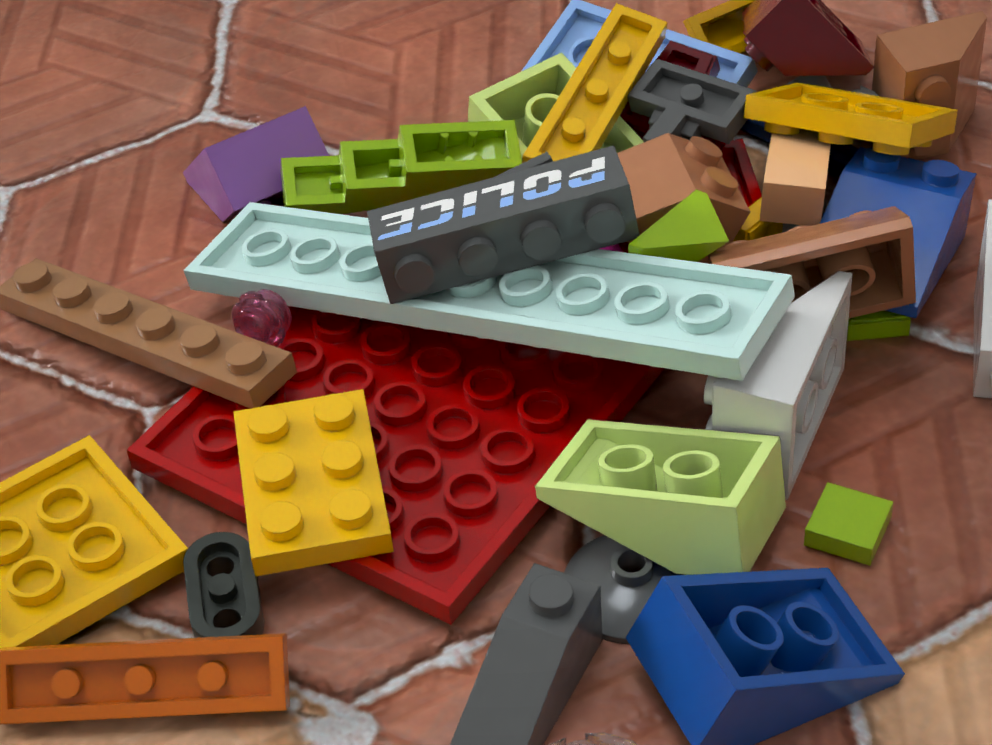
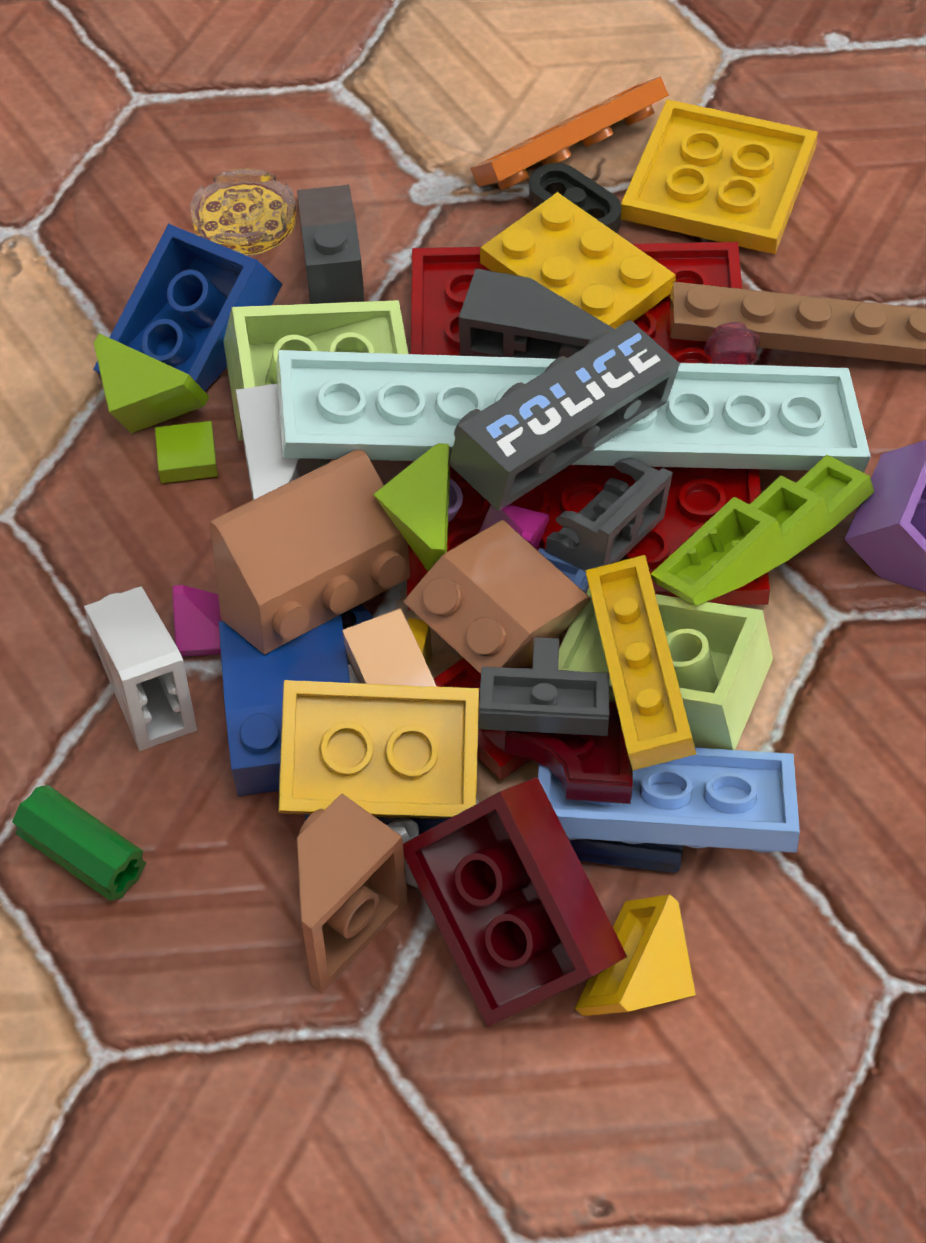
camera: 145 degrees right, 10 degrees up
(433, 424) = (521, 319): none -> dark grey slope
(860, 567) = (142, 388): none -> lime slope
(921, 360) = (196, 621): none -> dark pink slope

